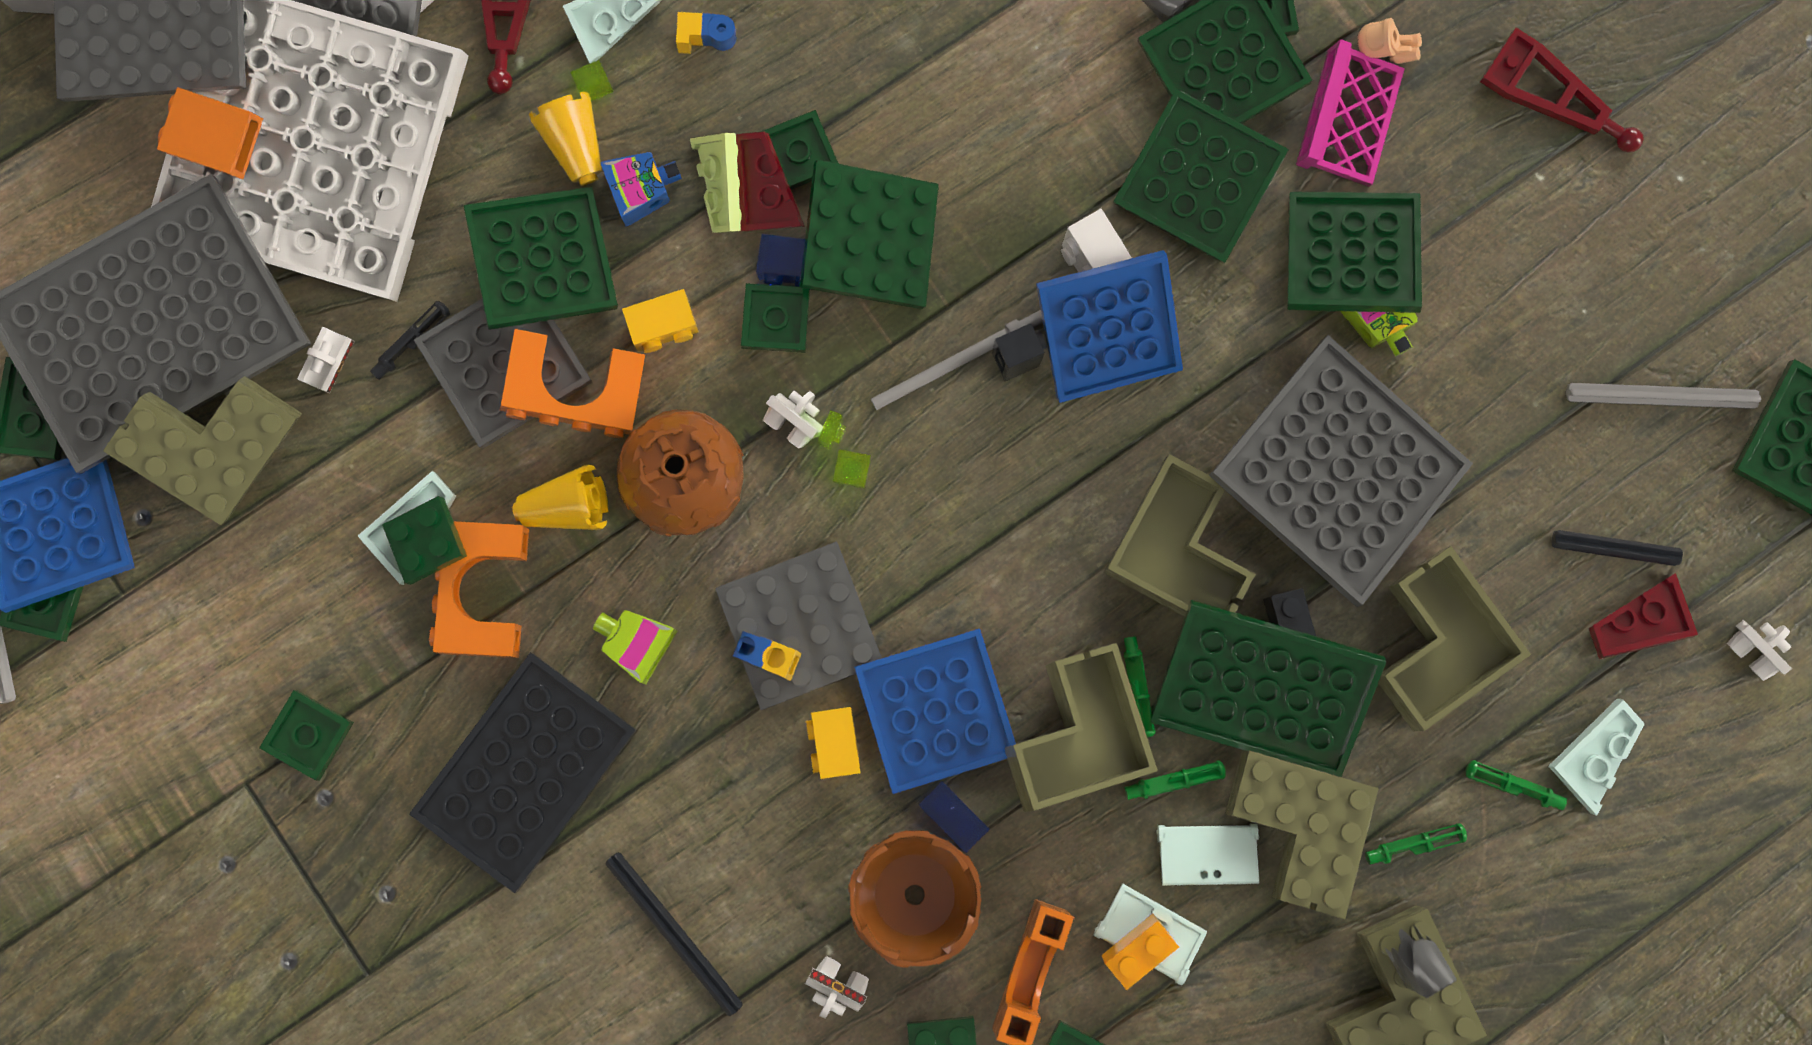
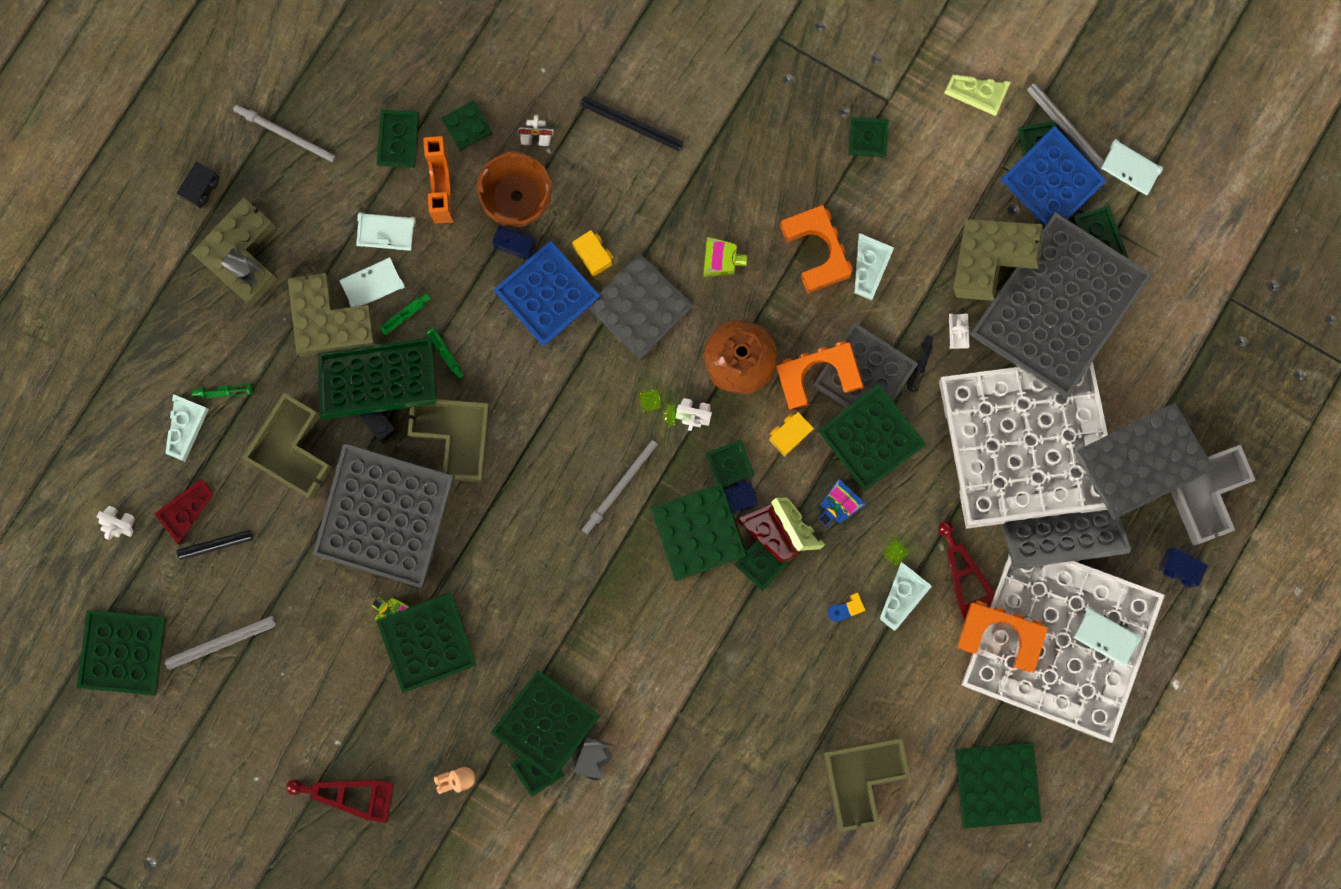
camera: 155 degrees right, 0 degrees up
(94, 727) = (978, 93): none -> yellowish green wing
(209, 133) = (1080, 417): orange brick -> none
(424, 540) = (856, 258): dark green plate -> none
(523, 772) = (747, 168): black plate -> none
(565, 502) = (793, 312): yellow cone -> none
(571, 136) = (889, 513): yellow cone -> none
(767, 655) = (648, 279): leg -> none
(1018, 351) = (587, 501): black brick -> none
(1093, 243) = (568, 576): white brick -> none
(1101, 735) = (454, 310): olive piece -> none
(1110, 326) = (543, 535): blue plate -> none
(1139, 951) = (387, 216): light orange brick -> none
(1200, 176) = (530, 649): dark green plate -> none
(1328, 100) = (476, 723): dark pink fence -> none
(1417, 844) = (264, 337): green piece -> none

